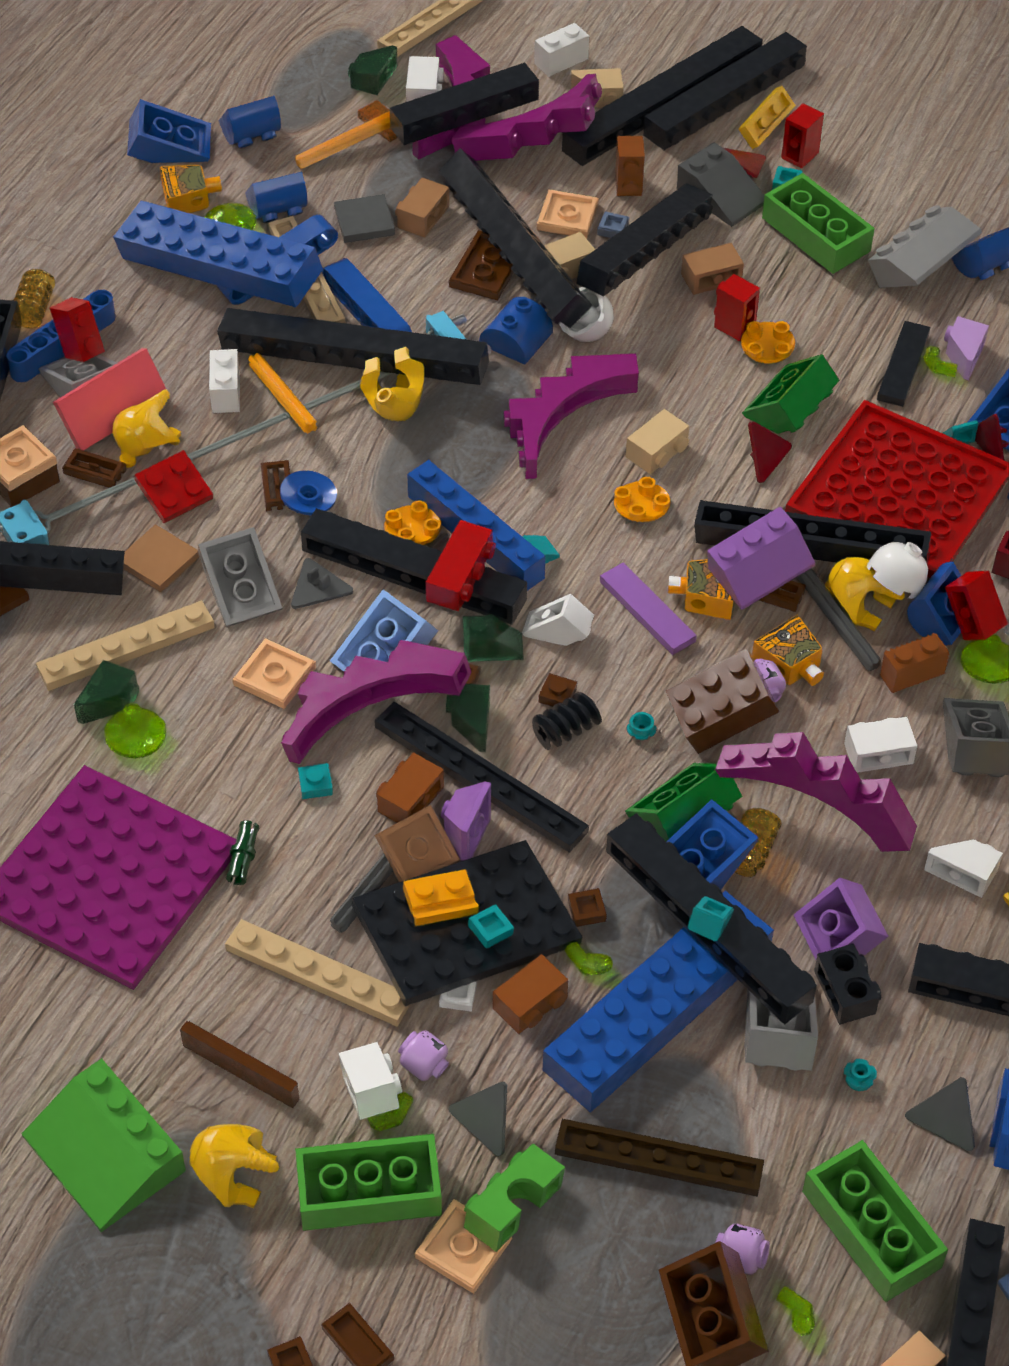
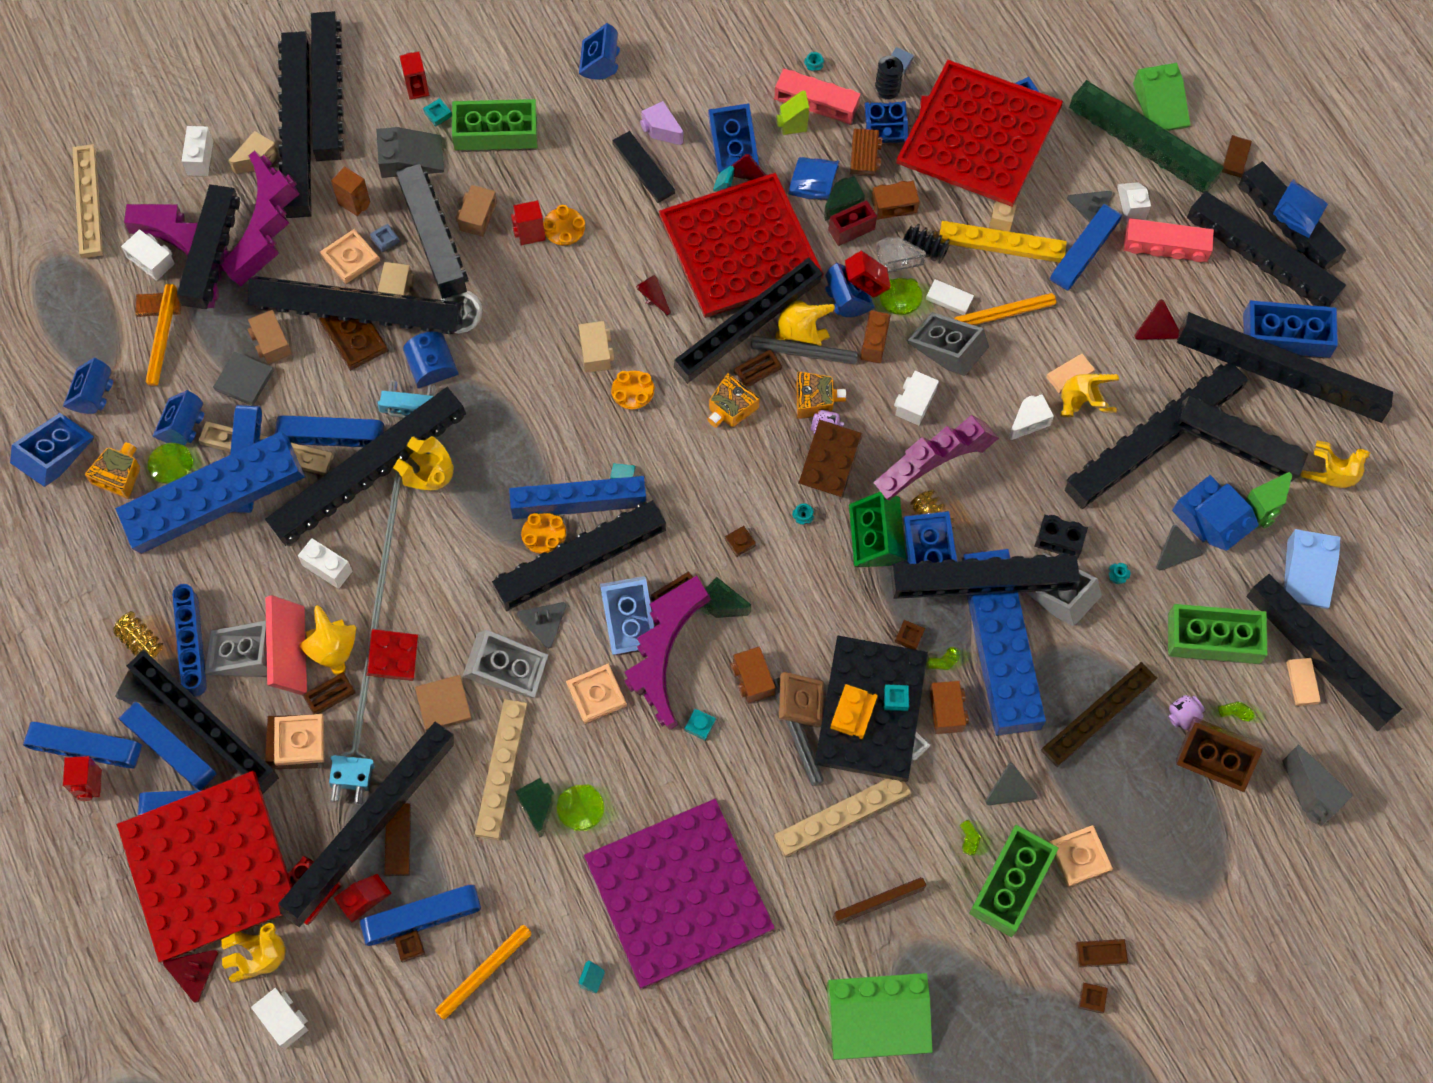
camera: 55 degrees left, 15 degrees up
(77, 329) = (206, 627): red brick -> none
(221, 1151) = (942, 948): yellow piece -> none
(242, 852) = (725, 802): dark green pin -> none
(274, 465) = (455, 599): reddish brown tile -> none
(282, 393) = (367, 535): light orange axle -> none
(307, 491) = (468, 568): blue dish -> none
(370, 1080) = (947, 835): white brick -> none
(373, 69) = (105, 277): clear green slope -> none
(423, 1055) = (947, 794): lavender head -> none
(460, 565) = (616, 529): red brick -> none
(467, 818) = (804, 658): medium lavender slope -> none
(472, 769) = (770, 628): black plate -> none
(490, 639) = (674, 552): clear green slope -> none
(529, 1177) = (1080, 827): bright green arch -> none
(559, 622) = (691, 504): white slope -> none
(565, 717) = (770, 552): black piece -> none
(584, 382) = (516, 403): magenta arch -> none
(648, 608) = (717, 446): medium lavender tile -> none
(710, 918) = (996, 577): teal slope -> none
(749, 161) = (402, 119): dark red piece -> none
(760, 558) = (751, 361): medium lavender slope -> none
(767, 117) = (372, 81): yellow plate -> none
(793, 395) = (620, 246): green slope -> none
(840, 918) = (1020, 511): medium lavender slope -> none
(900, 568) = (821, 294): white cylinder -> none
(922, 247) = (570, 85): light grey slope -> none
(935, 363) = (658, 150): clear neon green arm -> none

